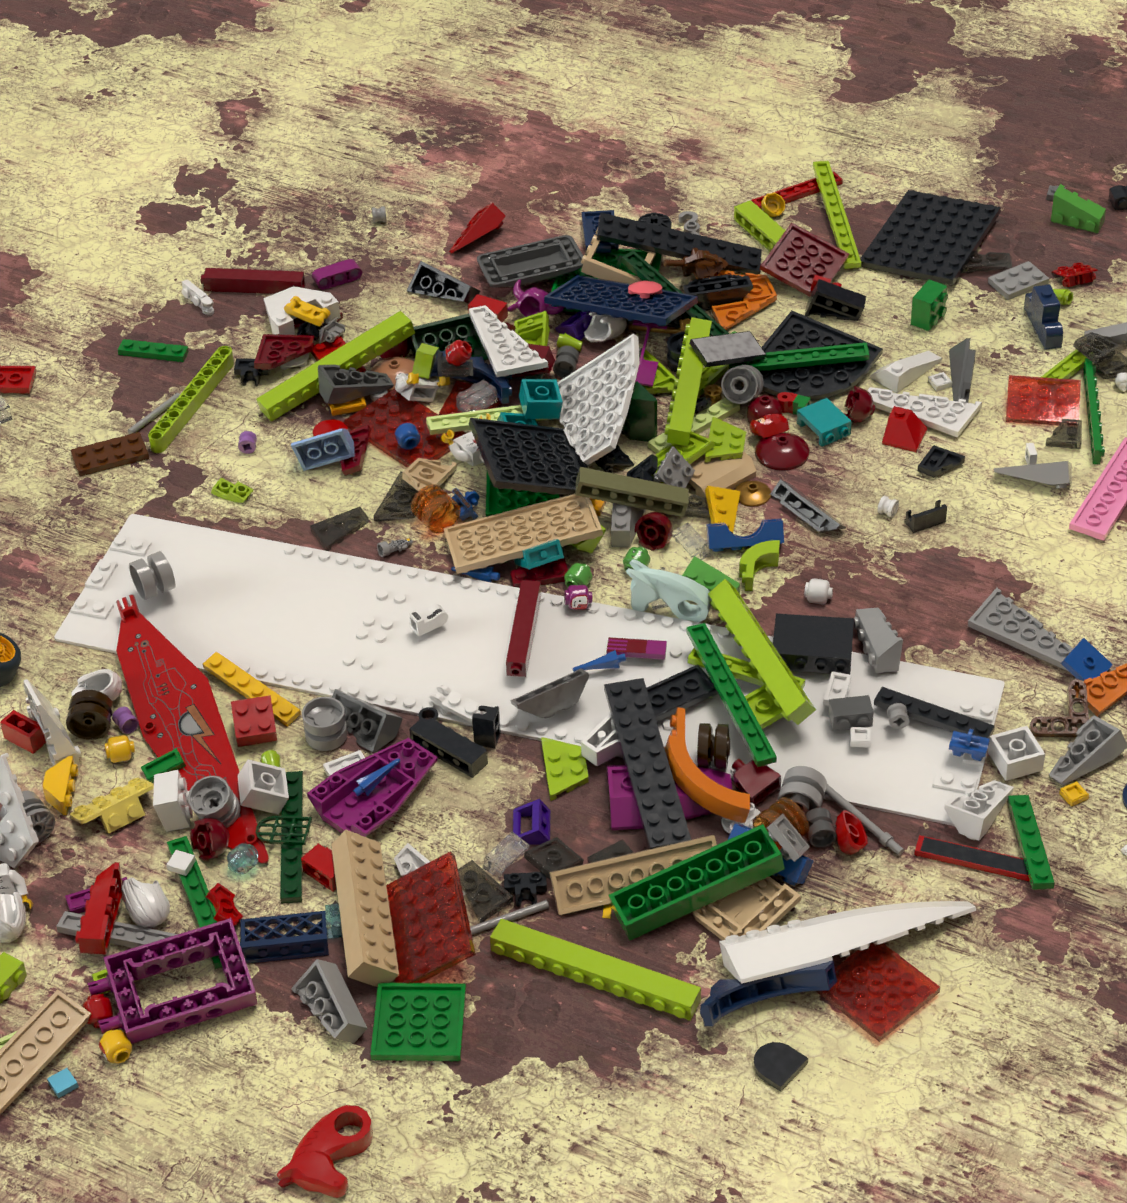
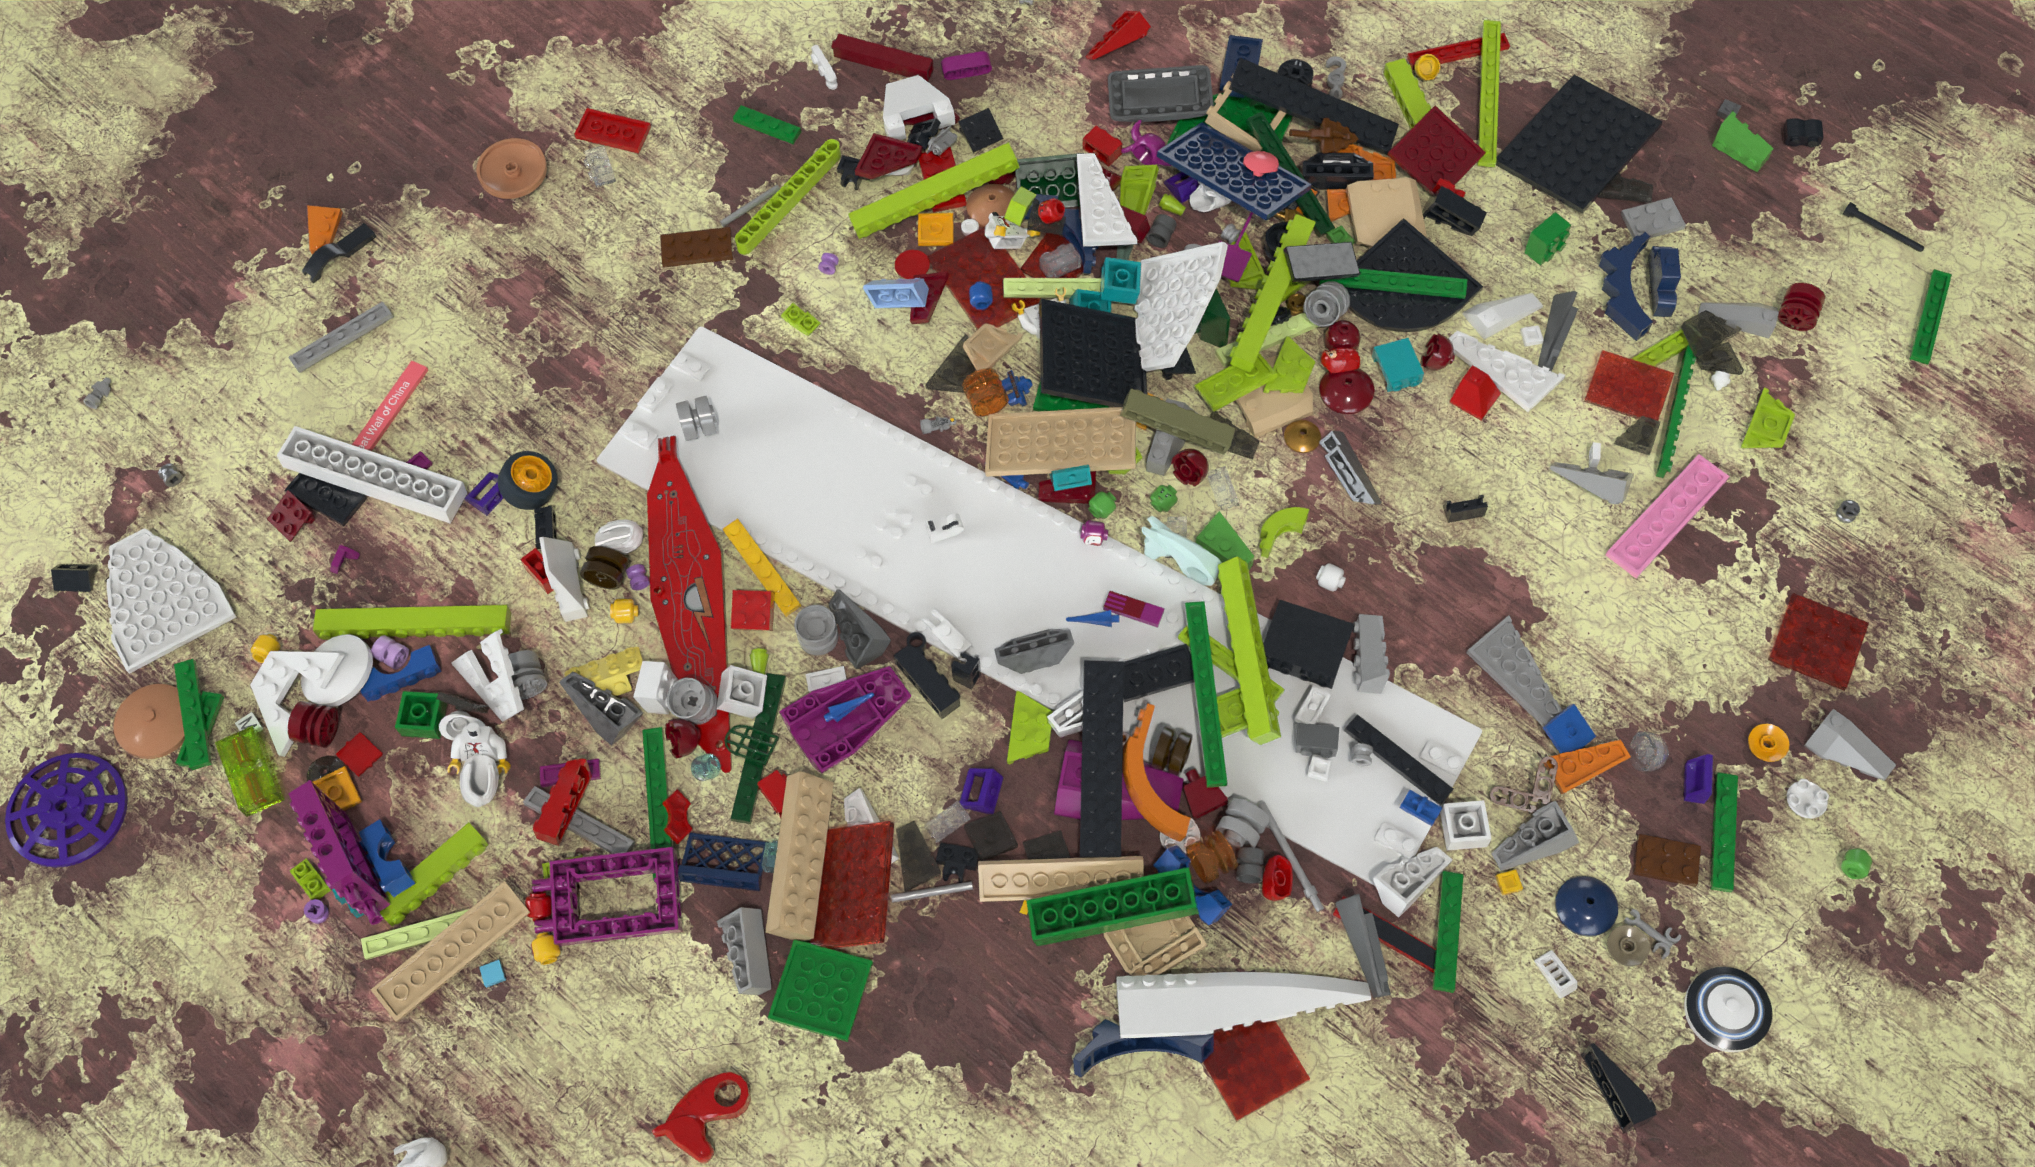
camera: 15 degrees right, 20 degrees up
(15, 696) = (545, 524): none -> black hinge
(60, 783) = (562, 638): yellow slope -> none
(126, 835) = (604, 711): none -> flat silver wedge
(145, 902) = (606, 800): white hair -> none
(168, 762) = (660, 639): green tile -> none
(181, 862) = (648, 759): white tile -> none
(306, 311) = (919, 118): yellow plate -> none
(337, 527) = (887, 388): clear smoke wing -> none
(345, 385) = (937, 216): dark grey wedge -> none
(364, 316) = (980, 130): none -> black hinge
(439, 284) = (1065, 103): black wedge -> none
(523, 628) = (1031, 561): dark red brick -> none
(596, 969) = (996, 974): lime brick -> none
(645, 469) = (1194, 396): black plate -> none
(674, 470) = (1227, 404): light grey hinge -> none
(721, 537) = (1256, 491): blue arch -> none
(722, 505) = (1265, 453): yellow wing -> none
(765, 307) = (1381, 205): none -> tan wedge
(778, 1064) = (1135, 1122): black tile -> none
(788, 837) = (1209, 885): light grey hinge -> none
(792, 402) = (1374, 332): leg -> none
(888, 506) = (1430, 487): white wheel -> none
(939, 461) = (1499, 440): black wing -> none
(954, 865) = (1366, 944): none -> dark grey wedge
(1013, 341) = (1623, 305): none -> dark blue arch
(1064, 296) = (1690, 252): lime cone -> none
(1076, 274) = (1715, 224): red hinge -> none

